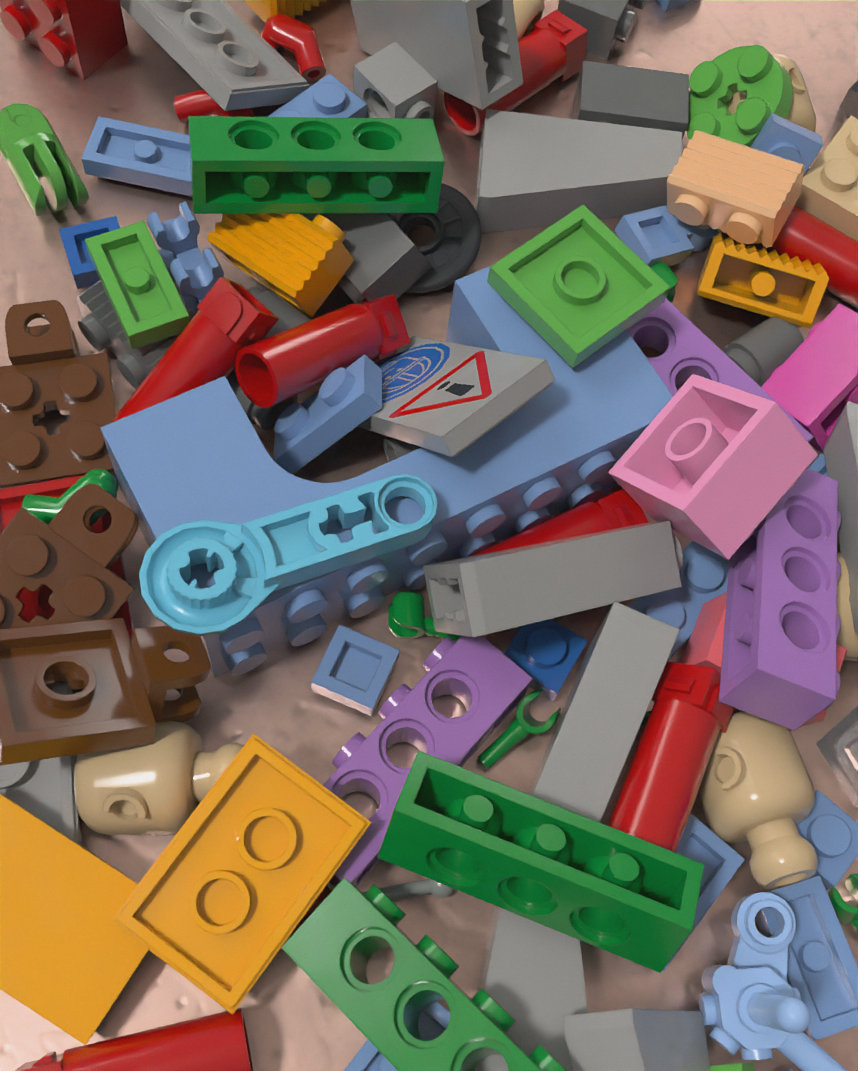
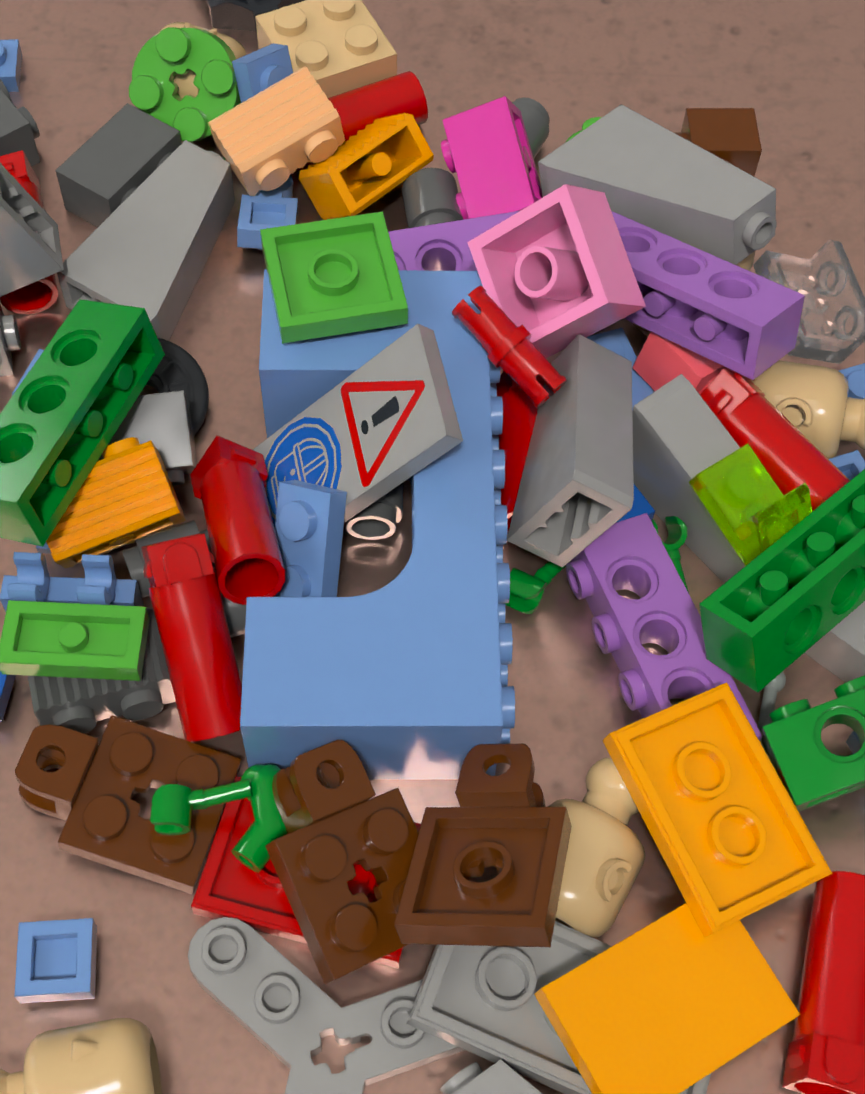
camera: 55 degrees left, 5 degrees down
(36, 431) = (174, 804): none -> green hand
(273, 553) = (465, 635): medium azure beam -> none
(355, 670) = (556, 653): medium blue plate -> none
(579, 757) = (749, 502): none -> clear neon green slope
(603, 461) = (509, 346): none -> red pin

